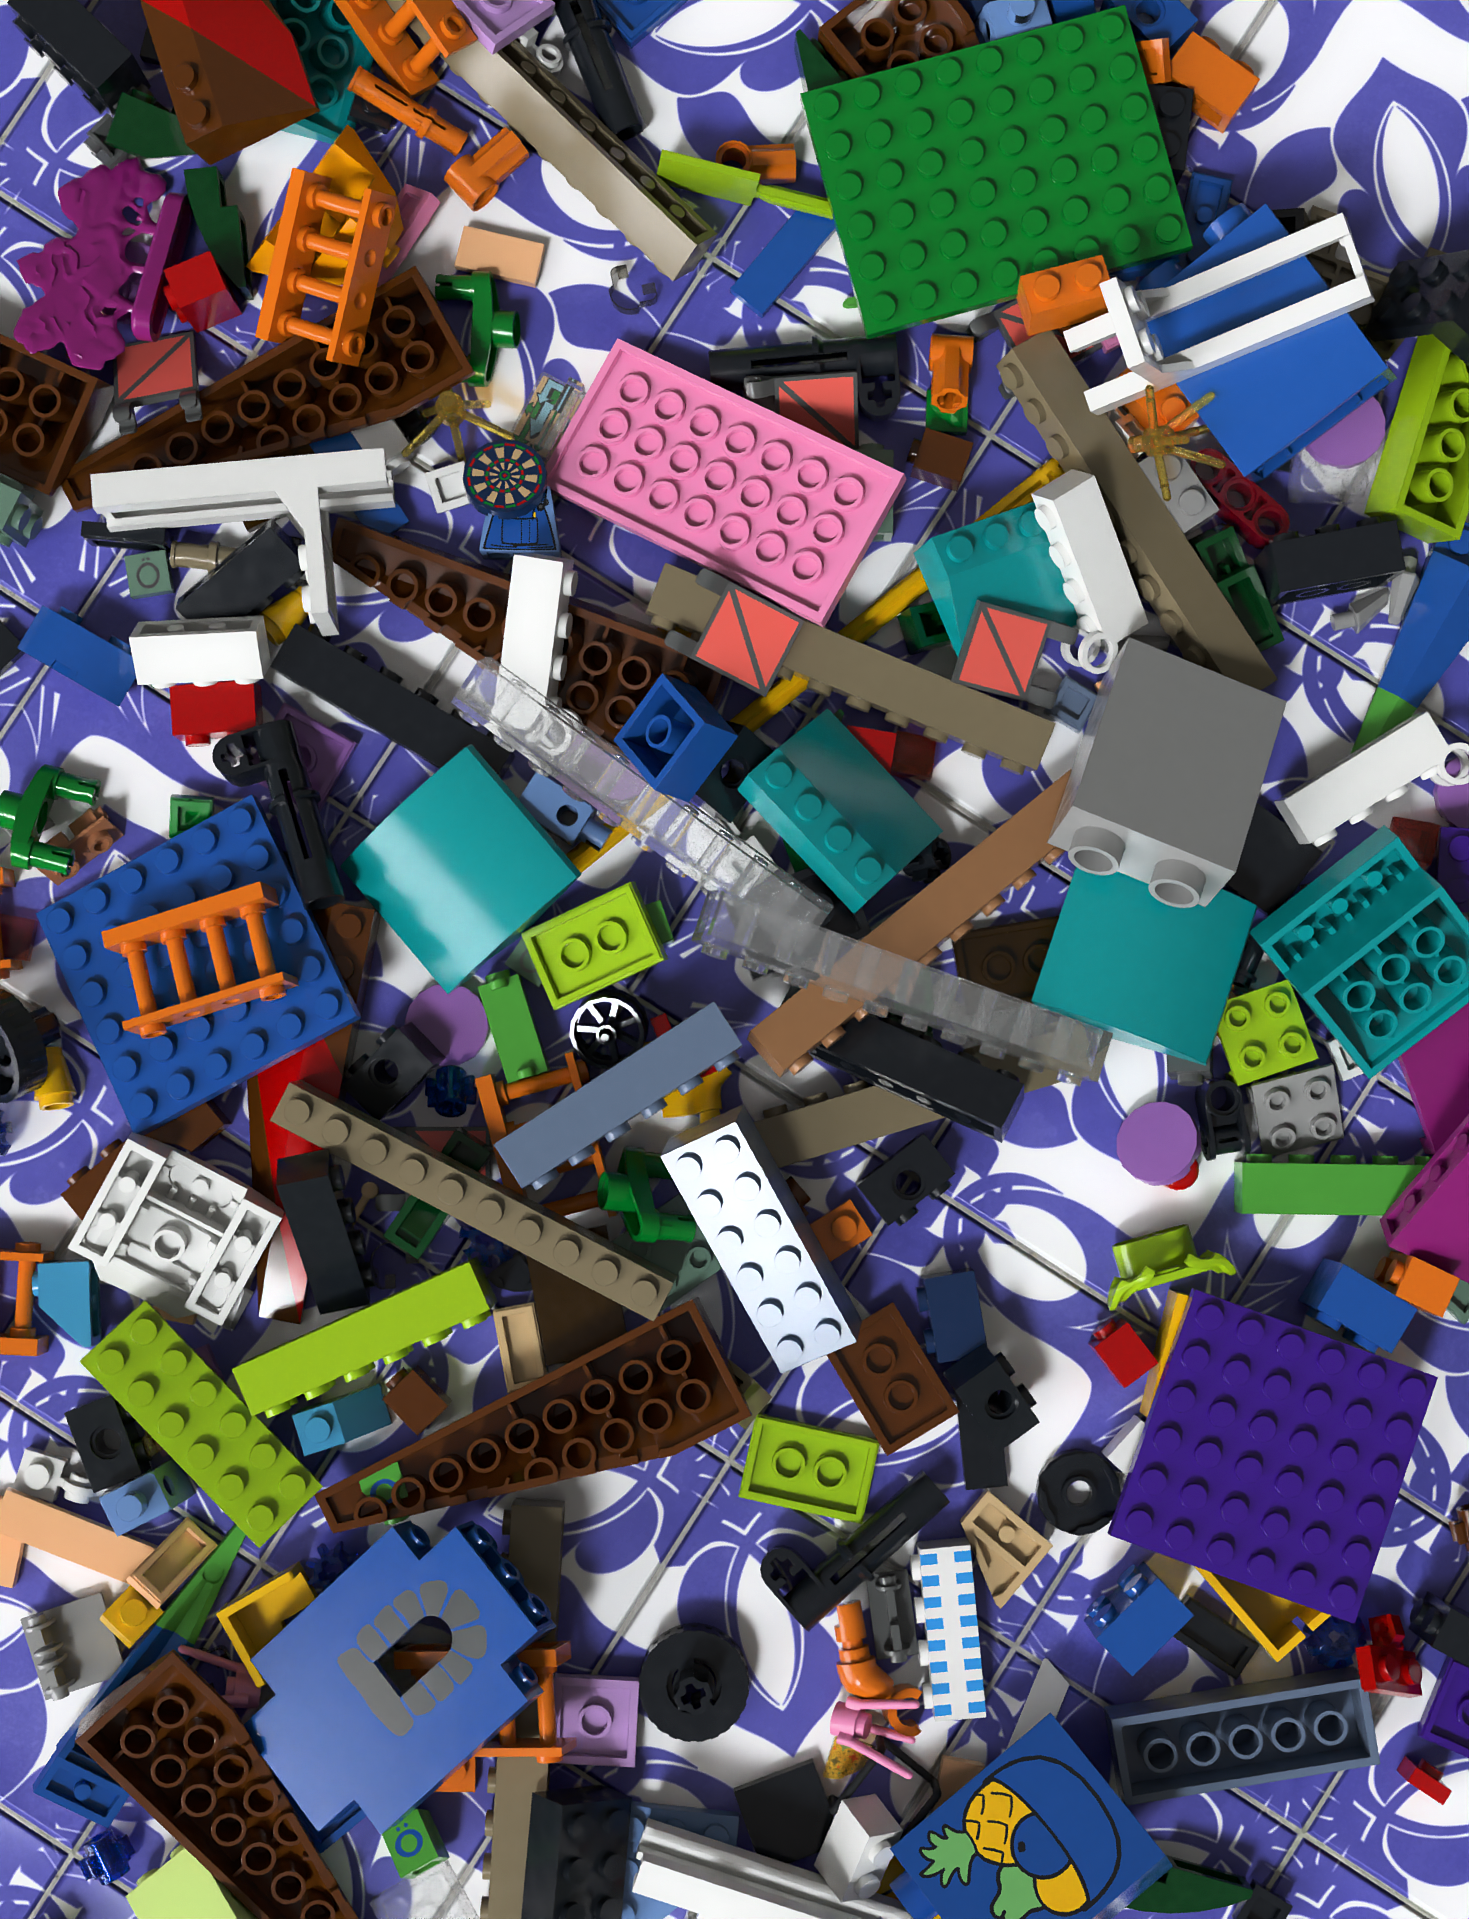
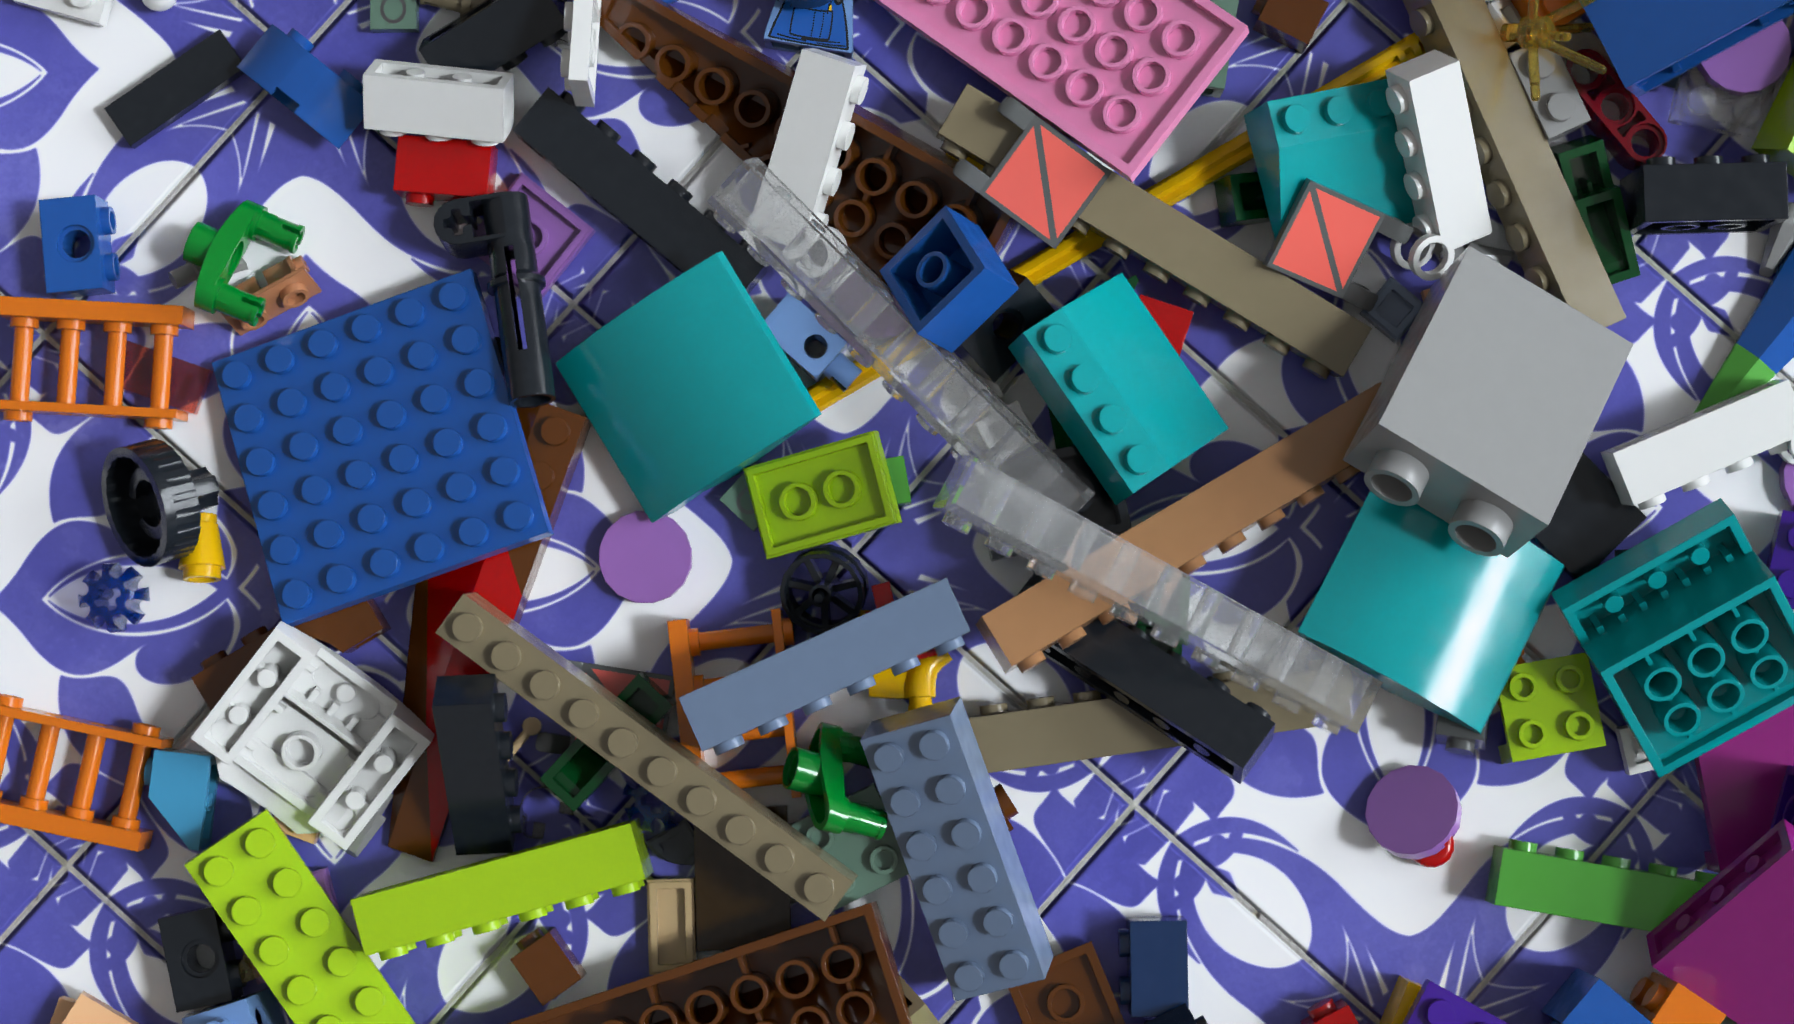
camera: 15 degrees right, 0 degrees up
(43, 1475) = (124, 983): white plate -> none
(171, 930) = (359, 405): orange fence -> none
(188, 811) = (397, 277): green tile -> none
(283, 615) = (535, 76): yellow cone -> none
(341, 1419) = (461, 974): dark azure slope -> none
(415, 1062) = (604, 591): black brick -> none
(451, 1091) = (638, 631): clear blue gear -> none
(513, 1026) = (718, 570): bright green brick -> none
(840, 1229) = (1045, 851): orange plate -> none
(881, 1188) = (1098, 808): black brick -> none
(913, 756) = (1208, 340): clear red slope -> none
(930, 862) = (1208, 460): black gear -> none
(1005, 956) = (1276, 577): dark brown tile -> none
(1159, 1260) = (1394, 941): lime piece -> none
(1223, 1122) = (1489, 799): black piece -> none
(1248, 964) = (1544, 628): black pin -> none
(1297, 1109) = (1573, 798): light grey hinge -> none
(1360, 612) = (1729, 257): light grey bar -> none
(1418, 838) = (1755, 517): clear red slope -> none

